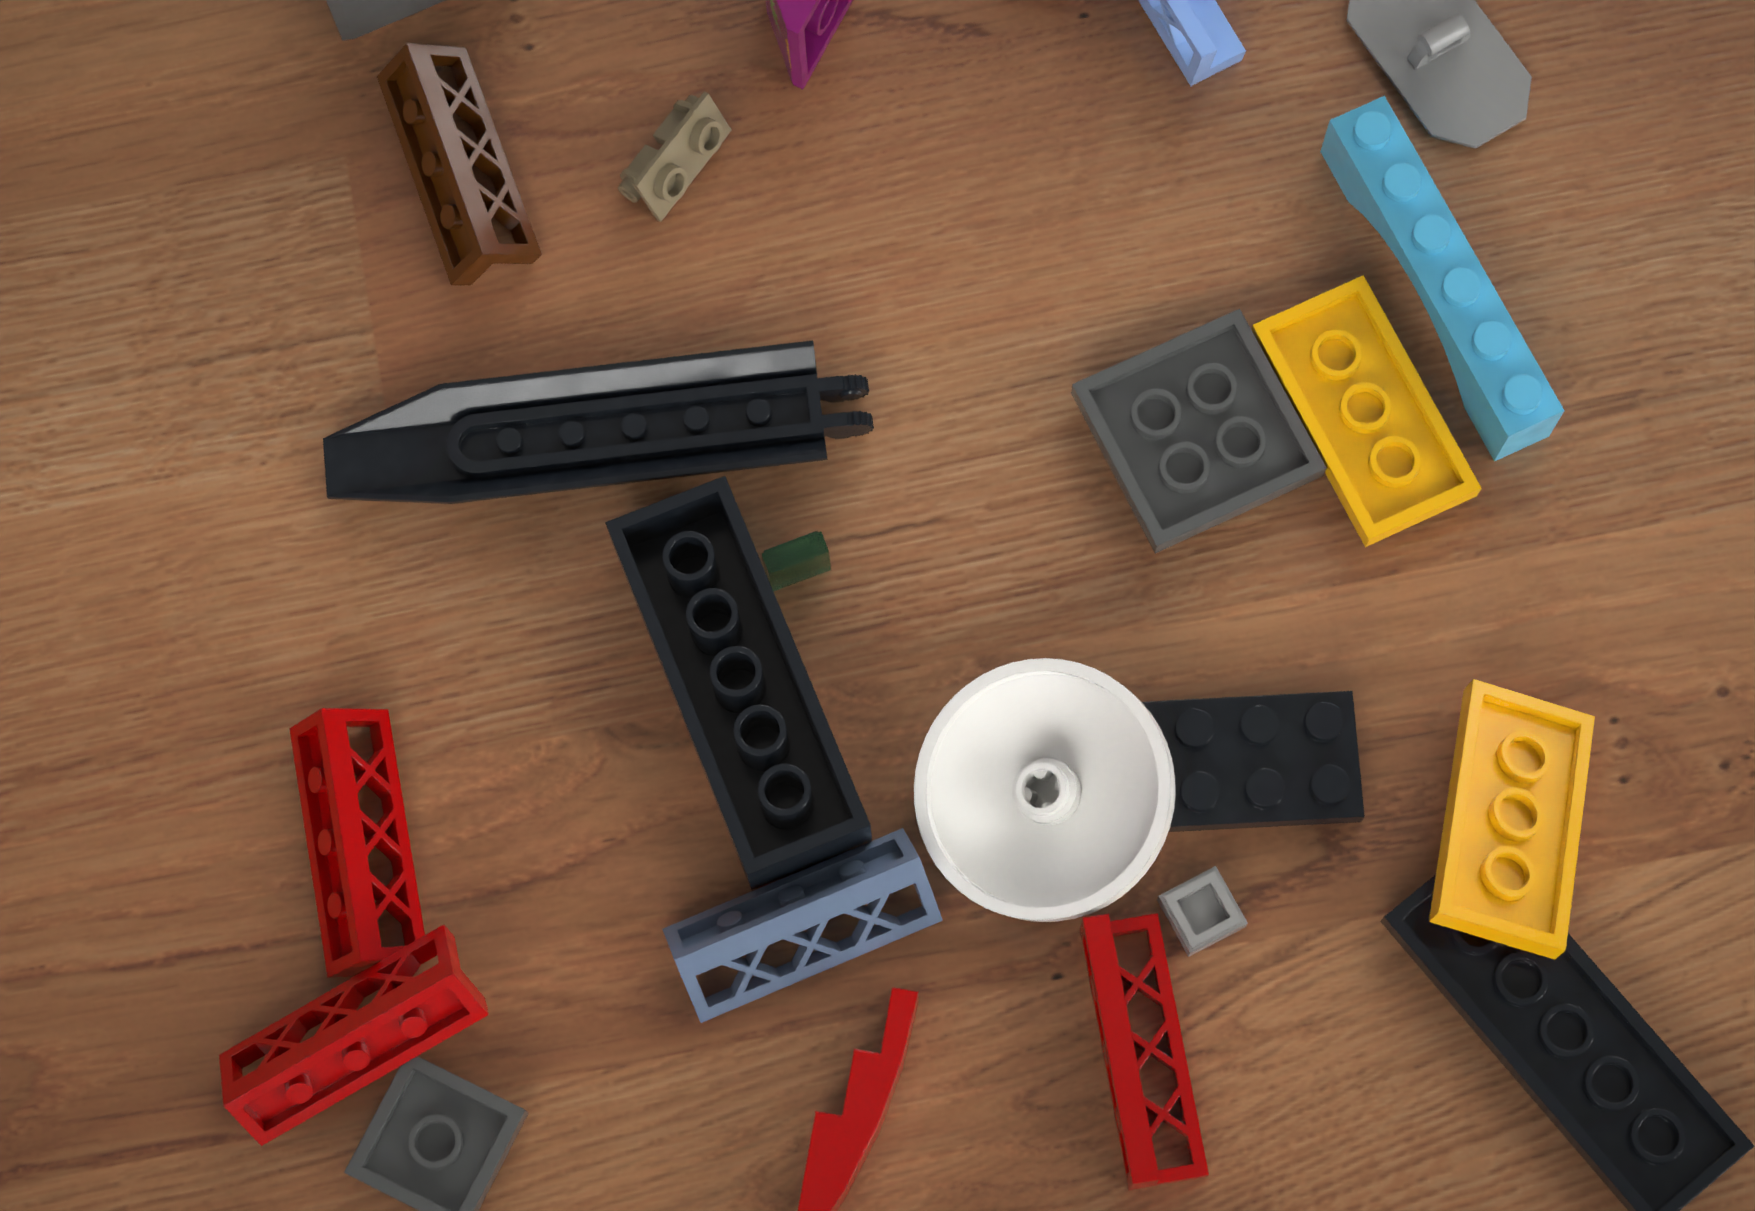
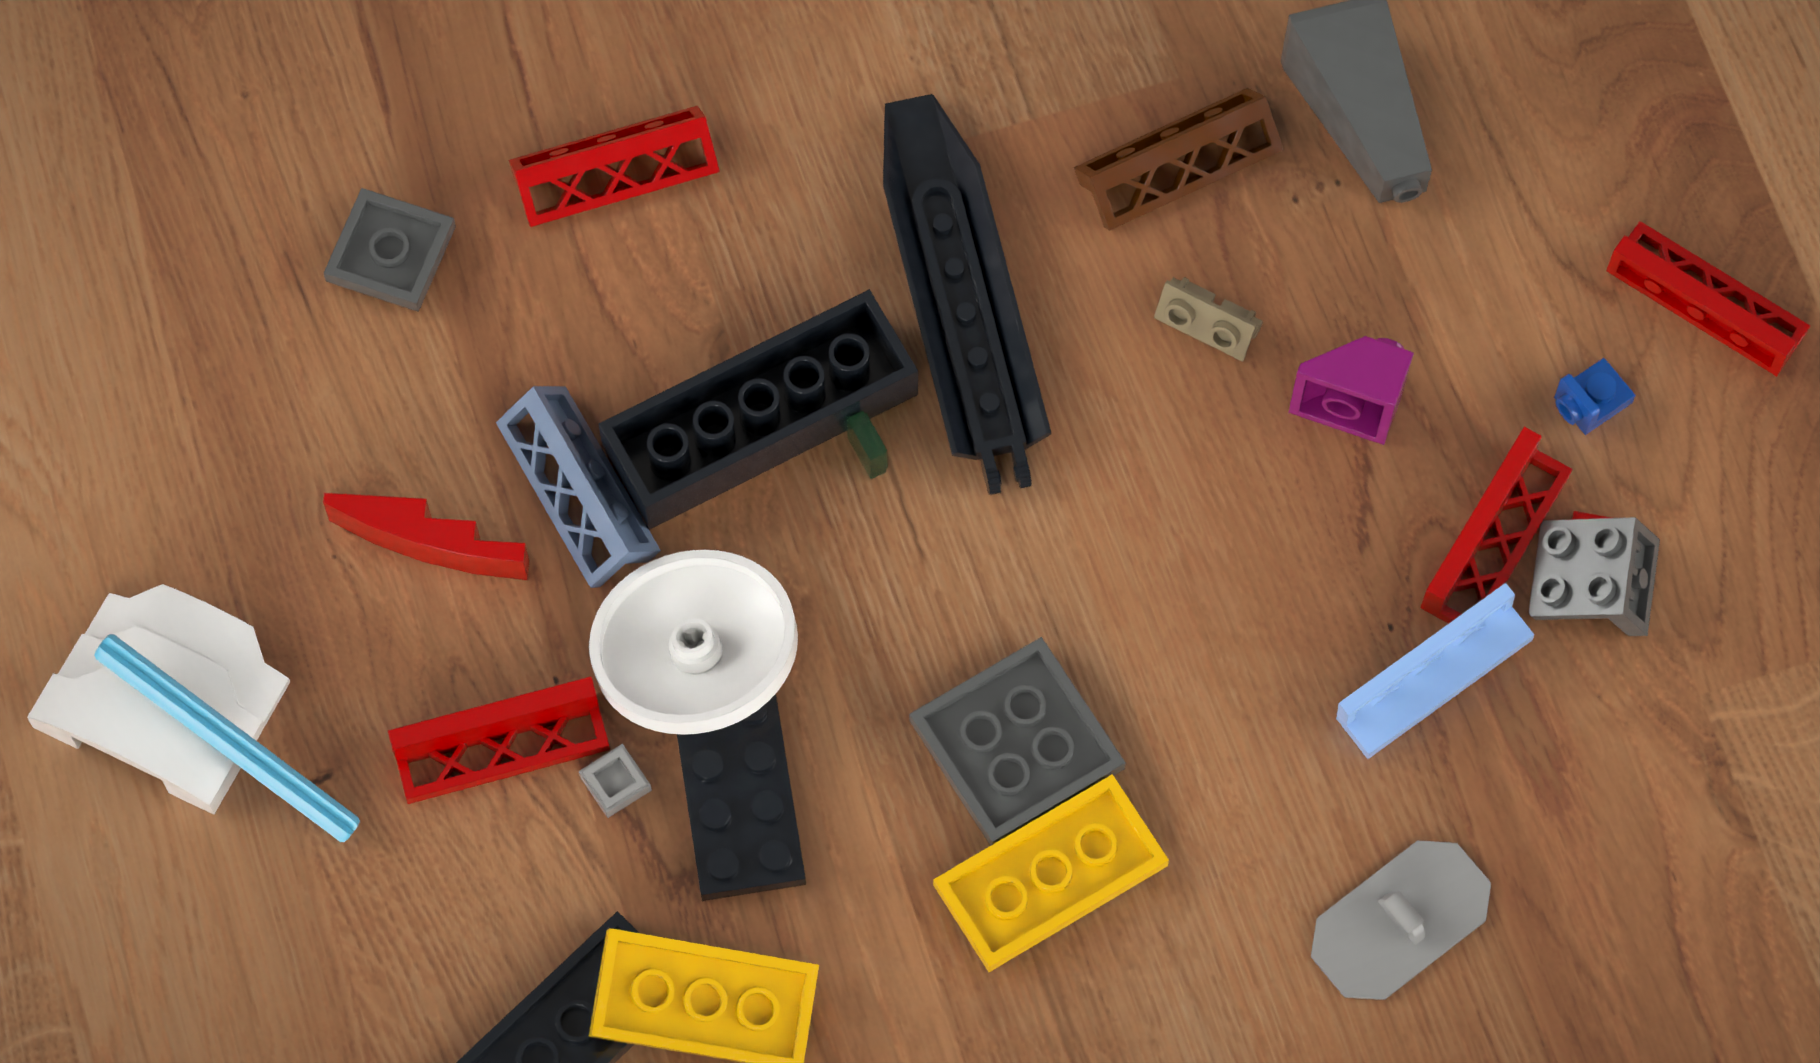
camera: 80 degrees right, 5 degrees down
(351, 1043) = (453, 176): red fence -> none
(1488, 356) = (1129, 945): medium azure arch -> none

